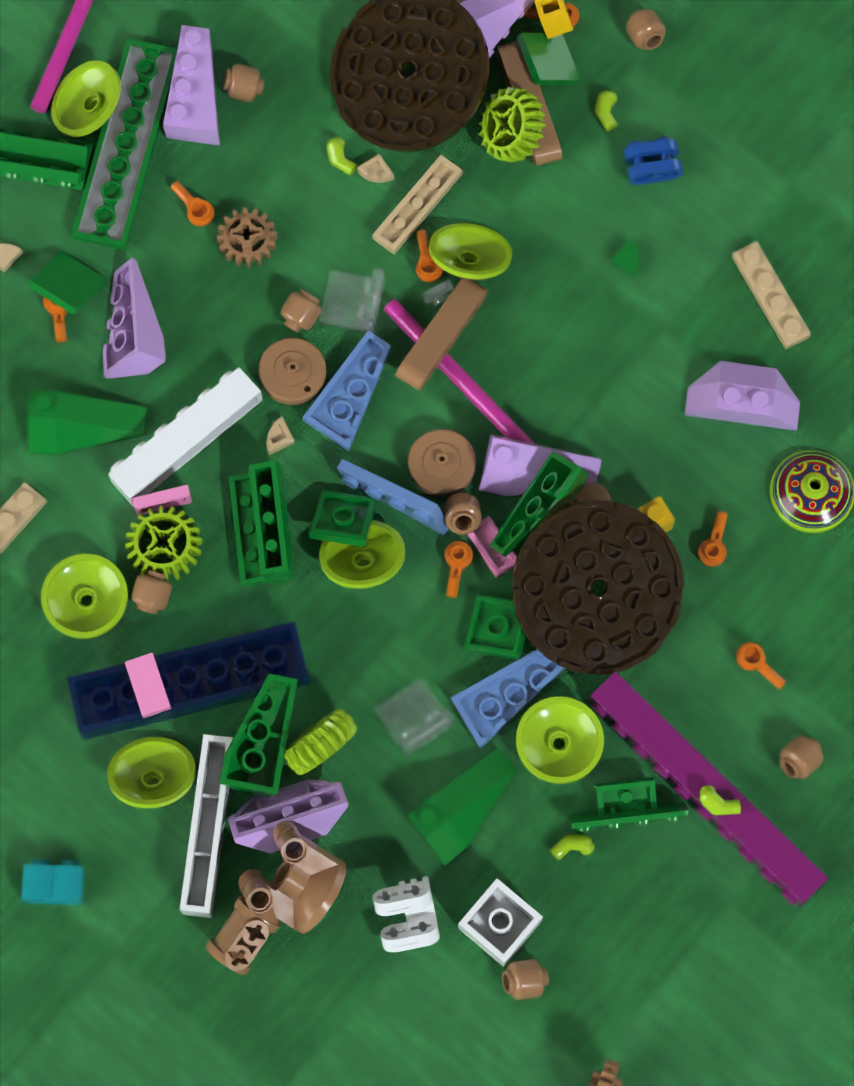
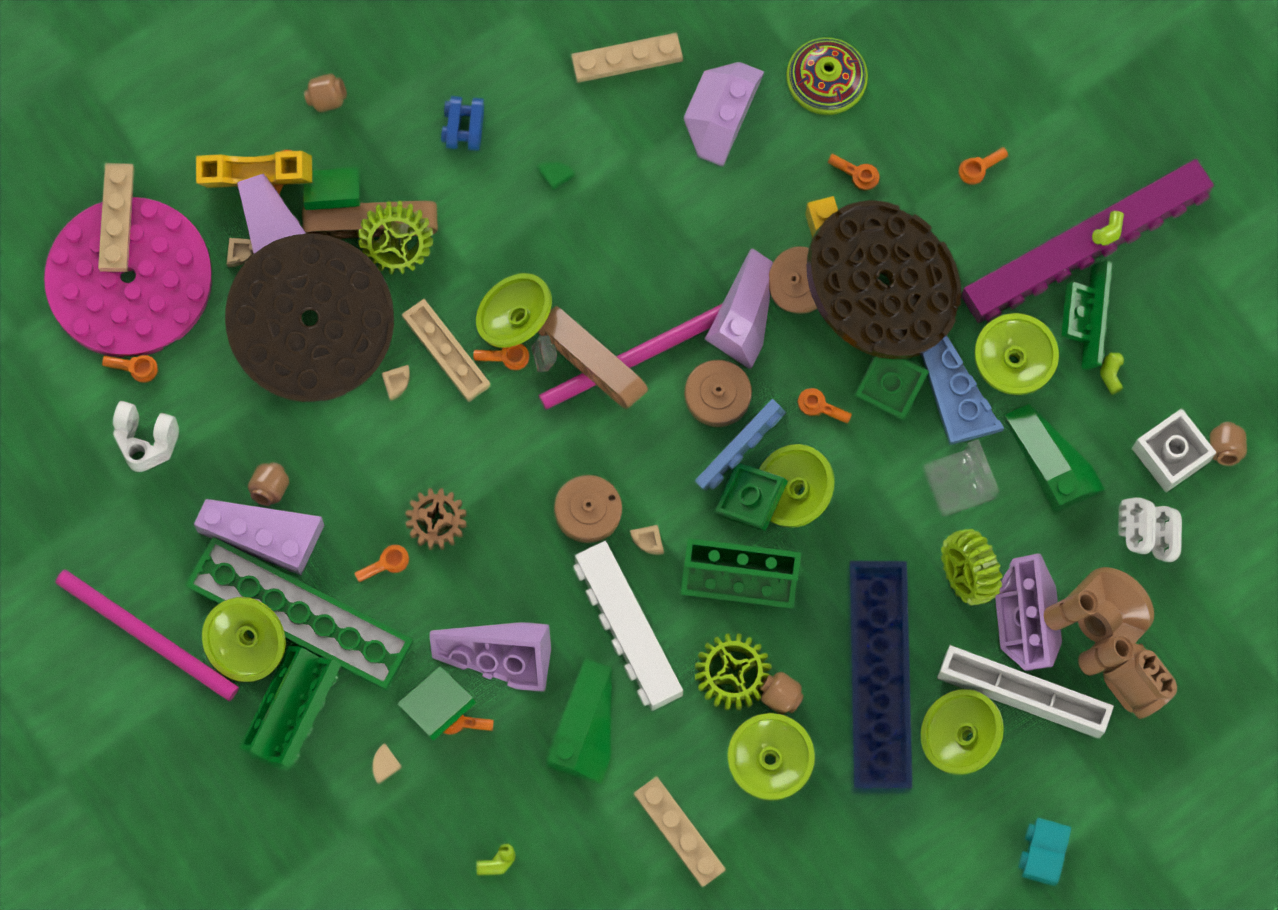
camera: 80 degrees left, 0 degrees up
(147, 685) = (882, 711): bright pink tile -> none
(171, 497) = (688, 662): bright pink tile -> none
(258, 748) = (966, 621): green wedge -> none
(300, 311) = (528, 485): medium nougat head -> none
(336, 156) = (372, 414): lime arm -> none
(347, 395) = (630, 469): medium blue wing -> none
(353, 300) = (530, 433): clear bracket -> none
(462, 513) = (776, 385): medium nougat head -> none
(481, 539) = (810, 370): bright pink tile -> none
(548, 492) = (786, 305): green wedge -> none
(603, 107) = (394, 154): lime arm -> none
(801, 757) = (1077, 153): medium nougat head -> none

